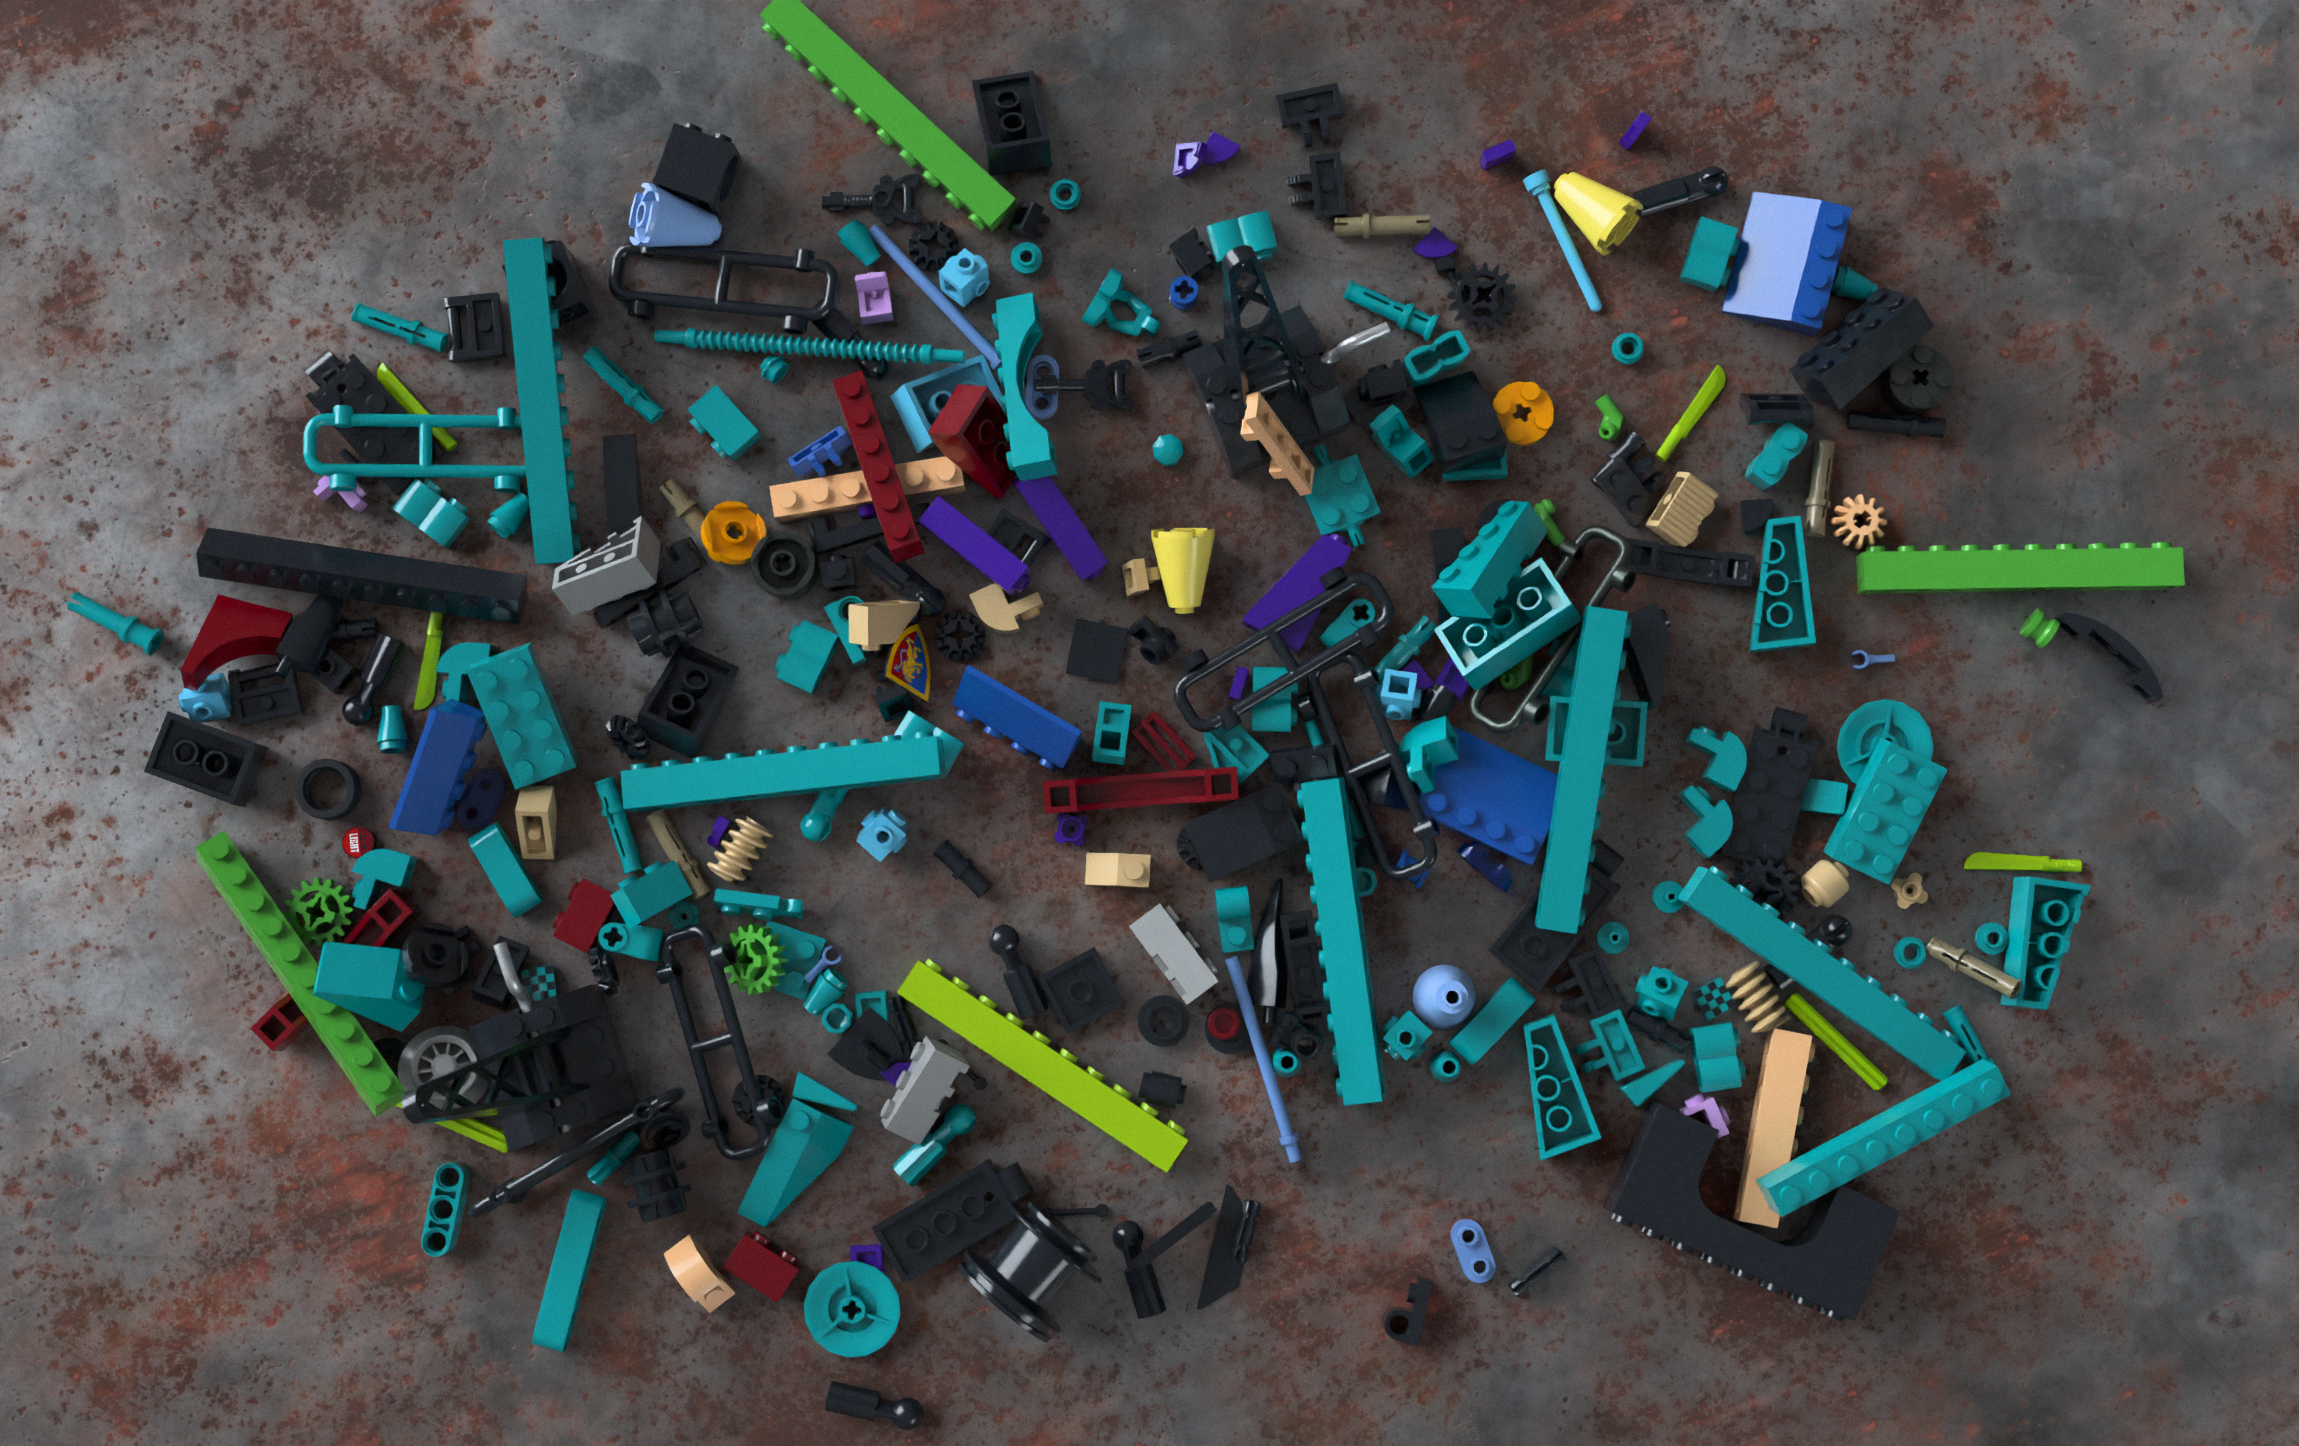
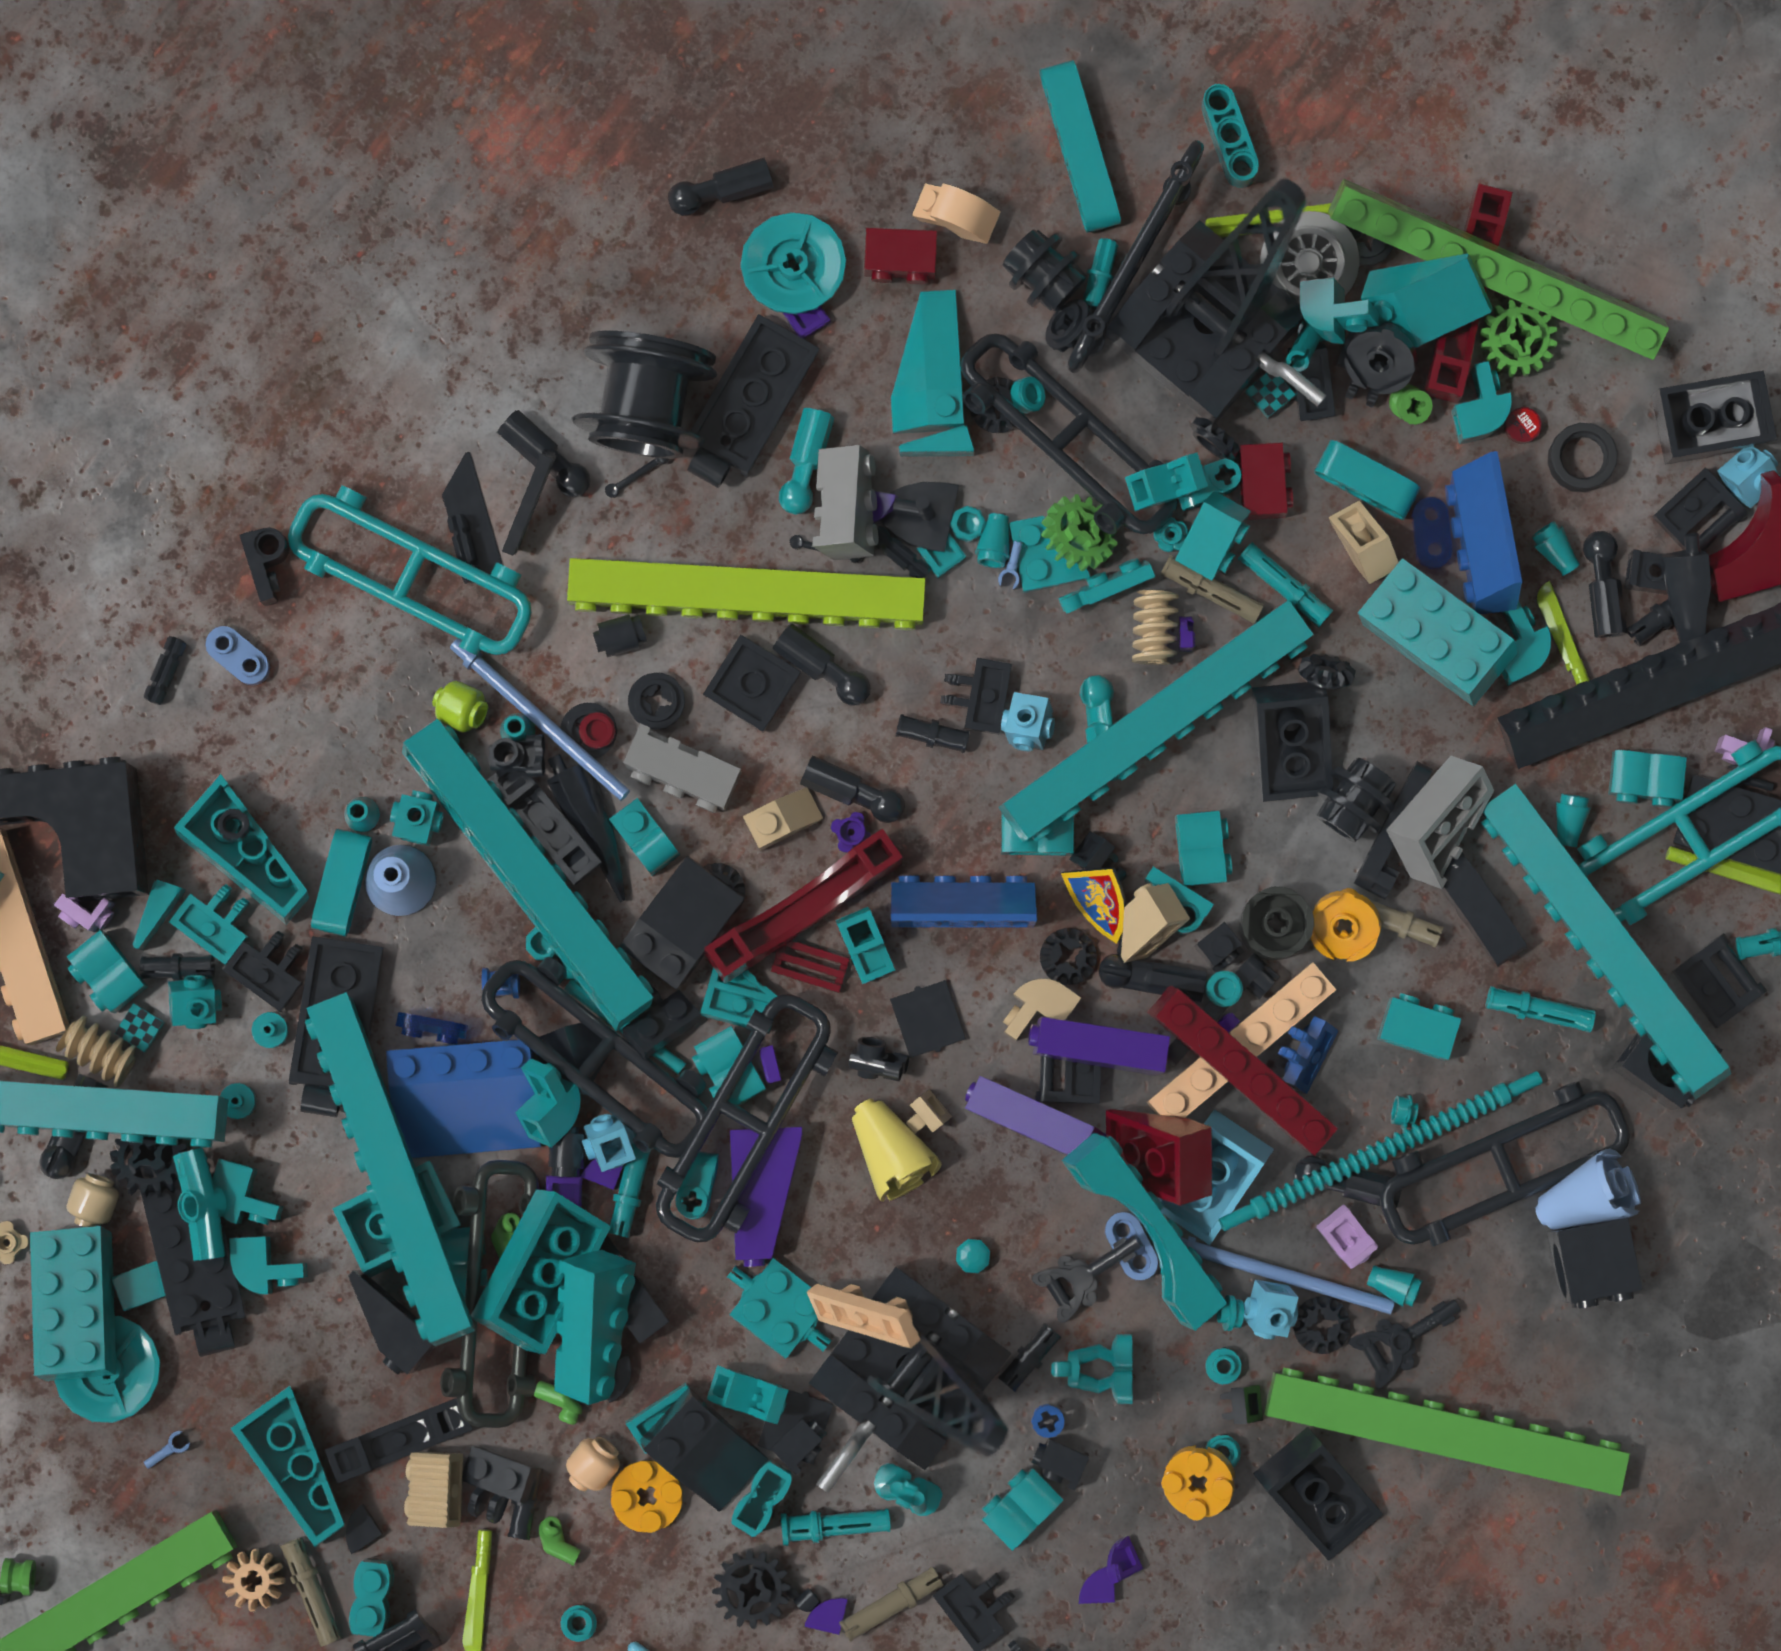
camera: 155 degrees right, 0 degrees up
(441, 914) = (1402, 401): none -> bright green wheel
(453, 1010) = (1328, 314): none -> teal brick
(478, 1009) = (1303, 347): none -> teal pin
(661, 955) = (1166, 482): none -> teal brick
(729, 1093) = (1028, 395): none -> teal tile
(854, 537) = (1224, 988): none -> teal tile
(903, 873) = (986, 695): none -> black hinge
(996, 290) = (1231, 1314): none -> teal plate
(1053, 864) = (848, 788): none -> black piece
(1108, 170) = (1195, 1501): none -> light orange plate
(1231, 1186) = (500, 581): none -> teal bar
(1319, 297) = (919, 1496): none -> teal piece
(1320, 1106) = (460, 706): none -> lime head
(1549, 459) = (592, 1464): none -> light nougat head
(1553, 1122) = (233, 814): none -> black axle
(1744, 827) = (200, 1204): none -> teal piece

